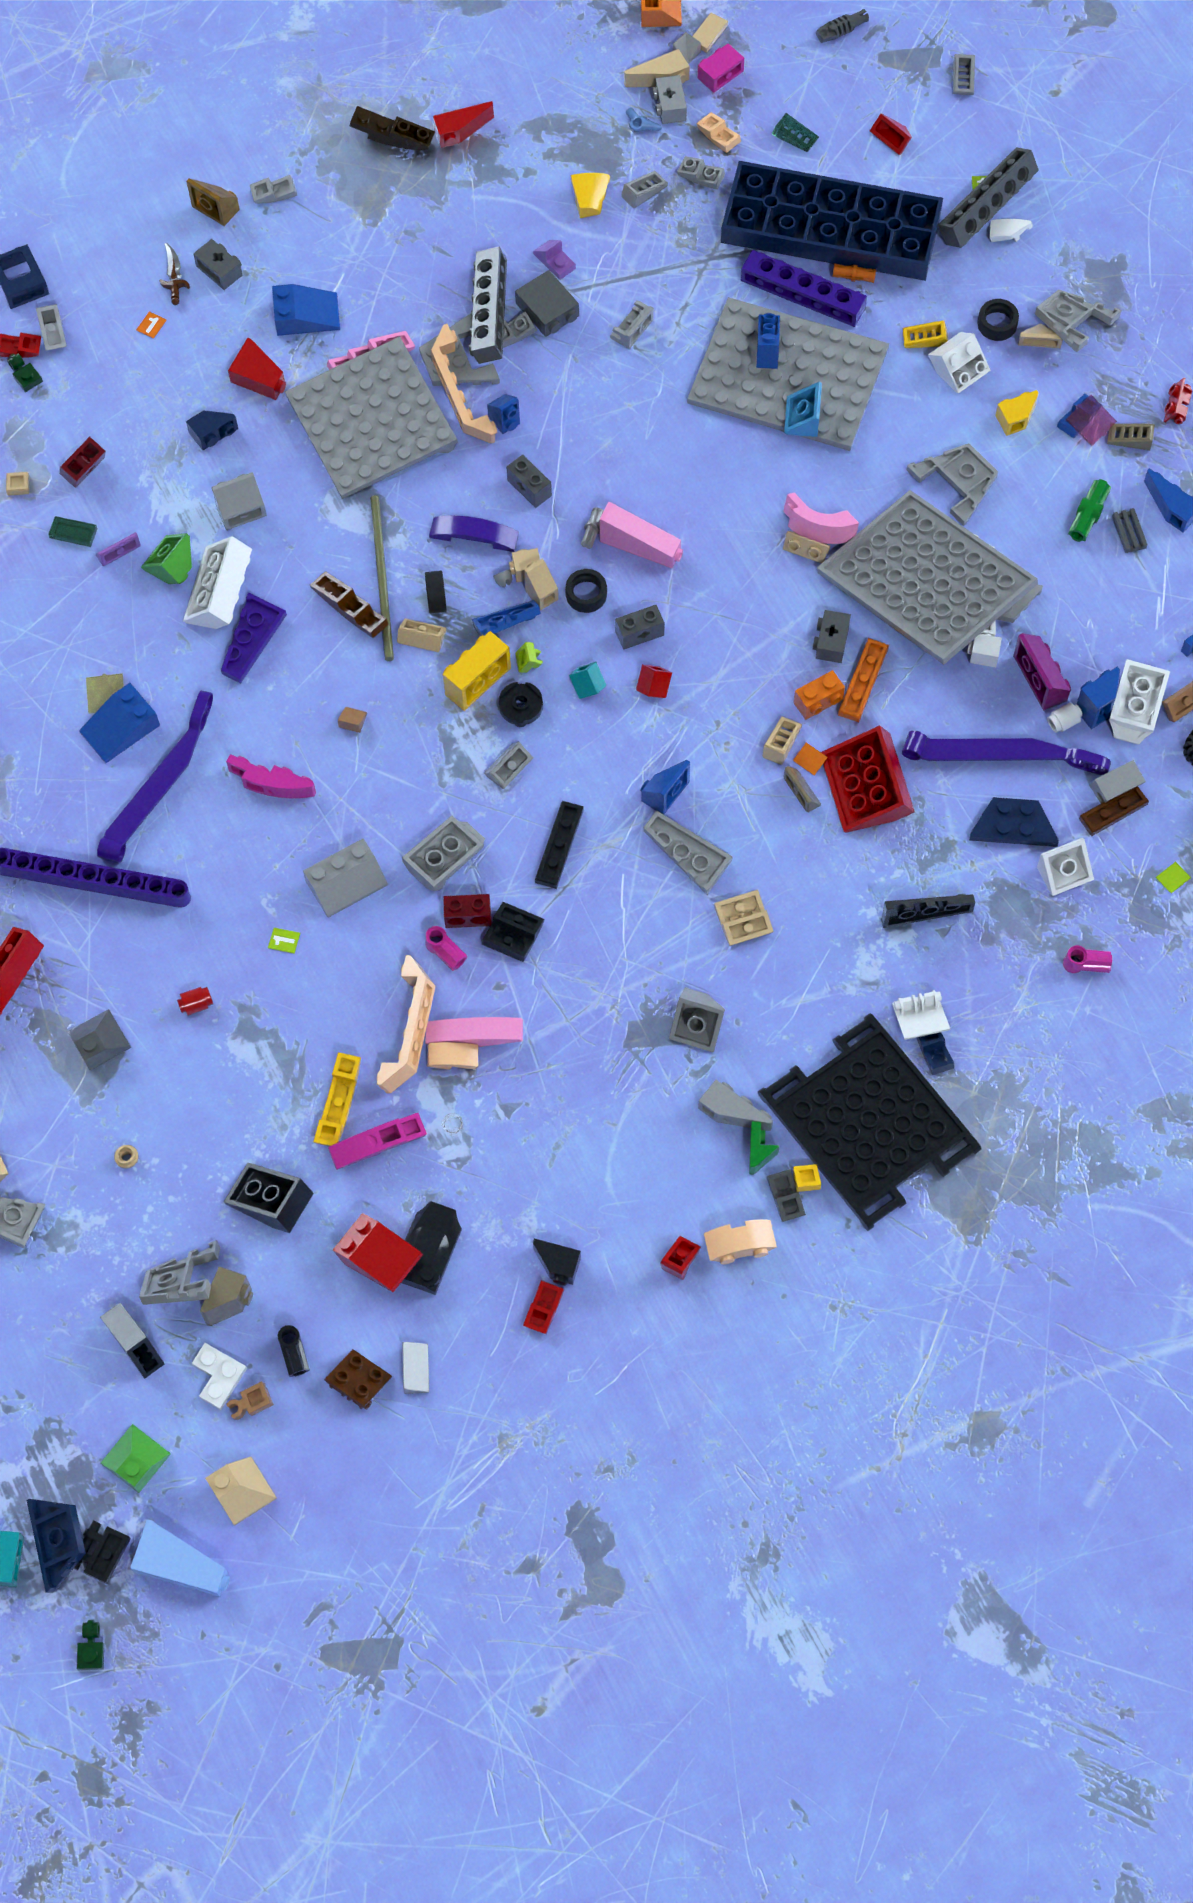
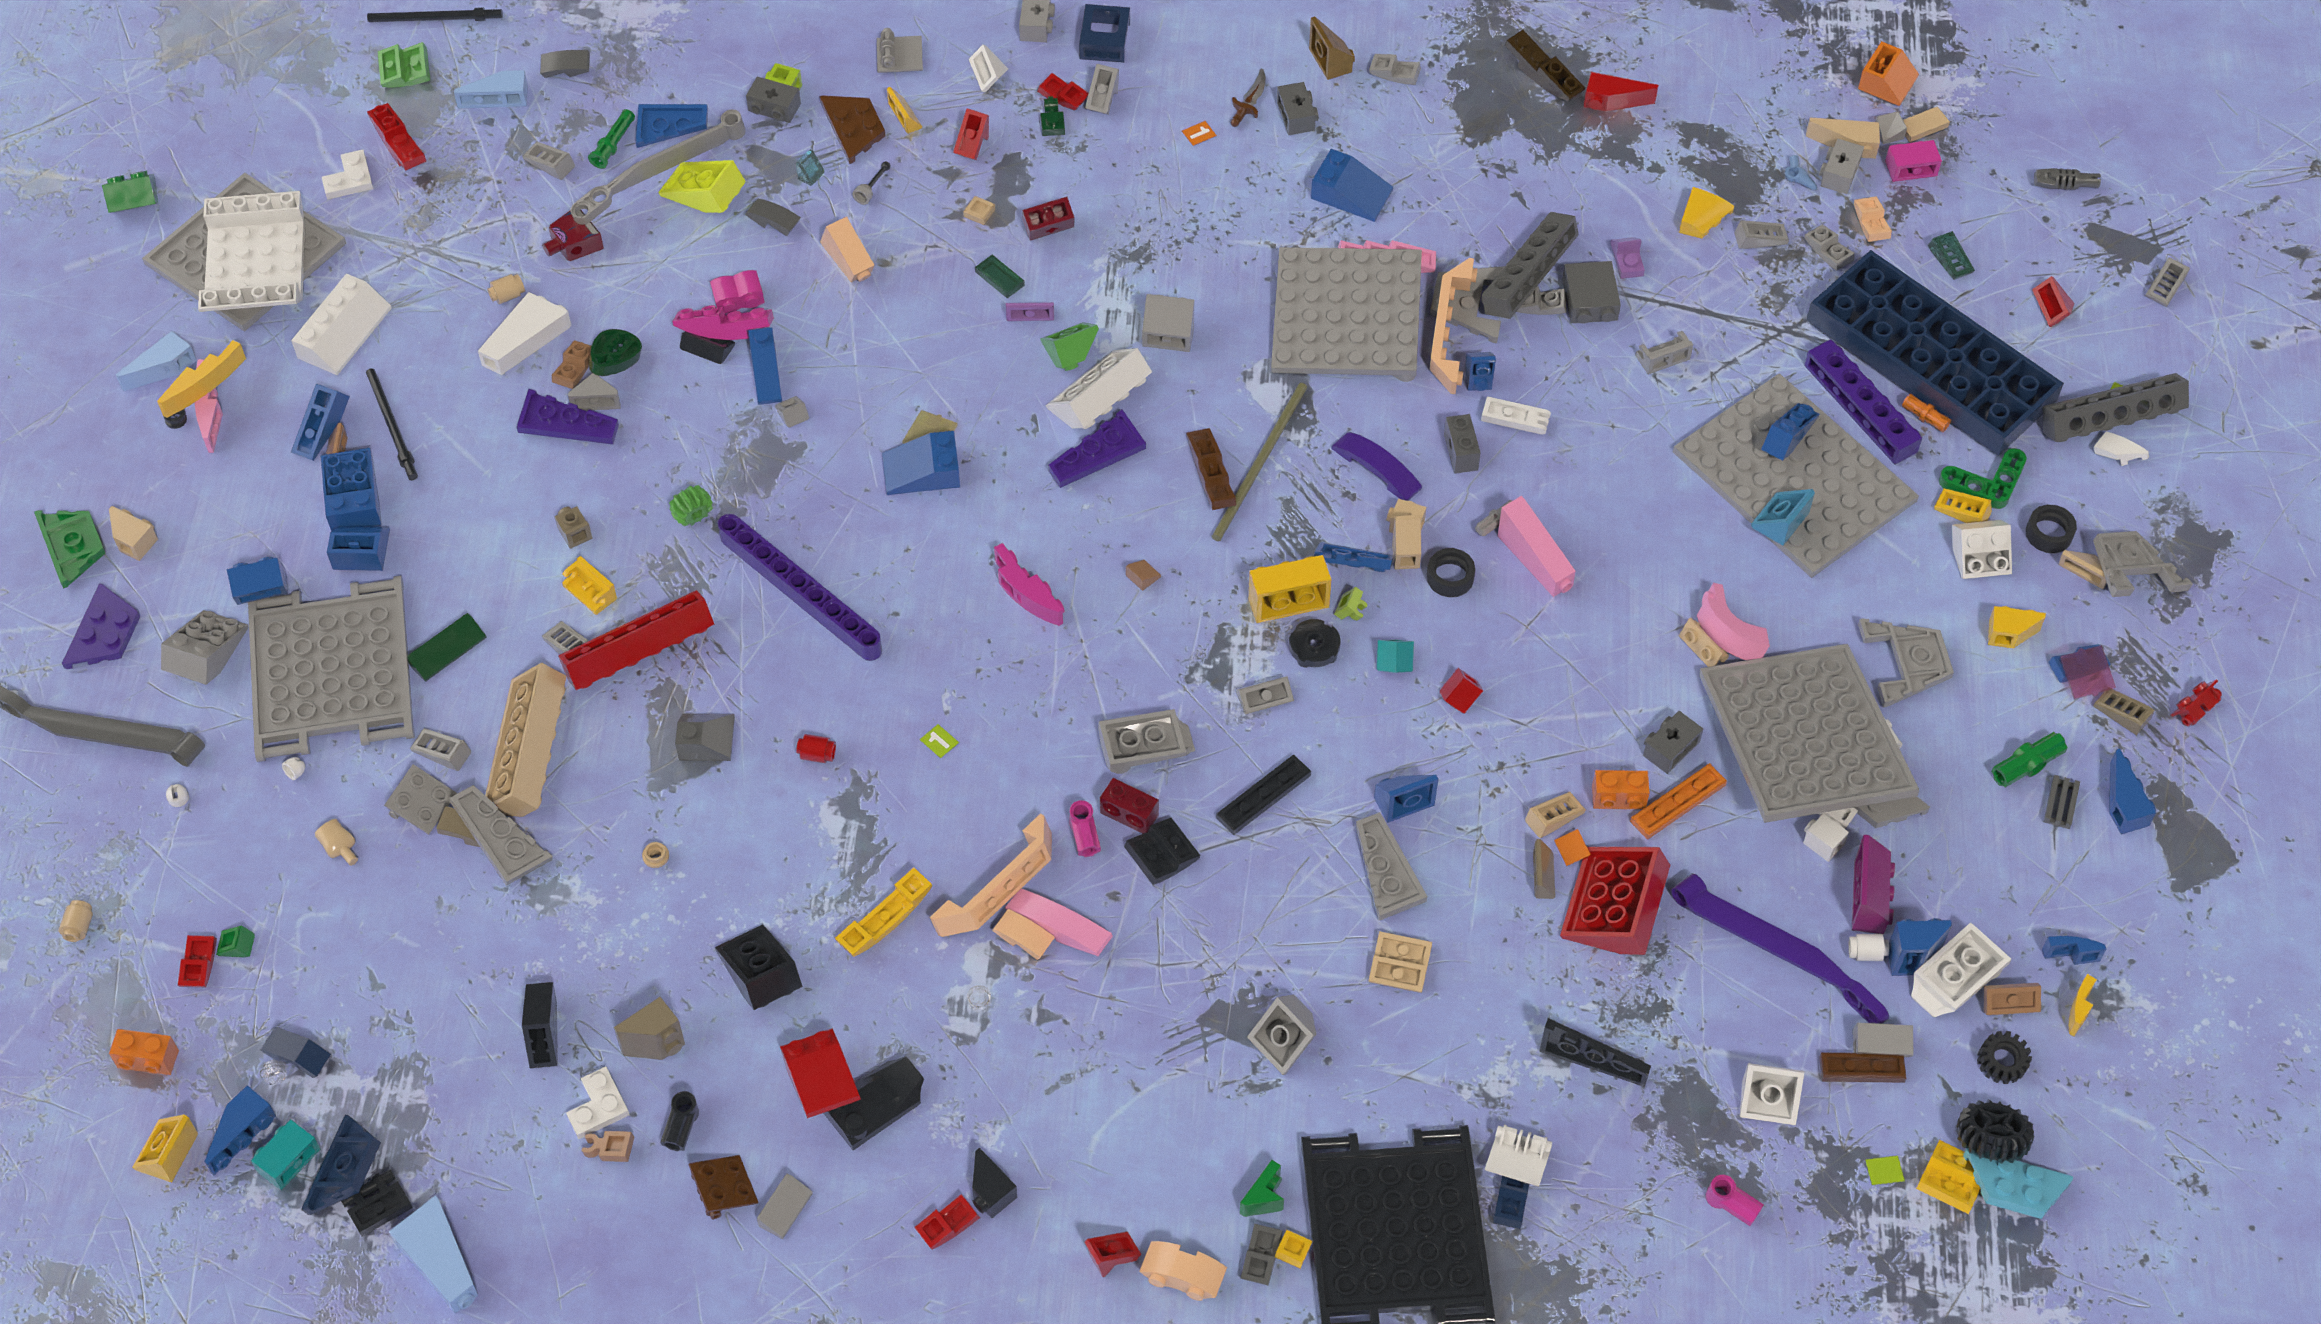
camera: 30 degrees right, 10 degrees down
(91, 1654) = (302, 1292): dark green plate -> none
(114, 842) = (841, 568): dark purple piece -> none
(135, 1458) = (469, 1137): bright green slope -> none
(172, 1279) = (616, 990): light grey wing -> none
(210, 427) = (1190, 247): dark blue slope -> none
(240, 1489) = (542, 1221): tan slope -> none
(256, 371) = (1266, 218): red slope -> none
(345, 878) = (1034, 713): light grey slope -> none
(377, 1140) = (895, 969): dark pink slope -> none
(421, 635) = (1262, 532): tan slope -> none
(435, 591) = (1299, 497): black tyre -> none
(503, 578) = (1377, 518): light grey hinge -> none
(553, 436) = (1515, 415): none -> white hinge
(639, 627) = (1480, 632): dark grey brick -> none
(728, 1108) = (1259, 1135): light grey slope -> none
(934, 309) = (1988, 487): none -> green beam
(1014, 823) = (1745, 1022): dark blue wing -> none

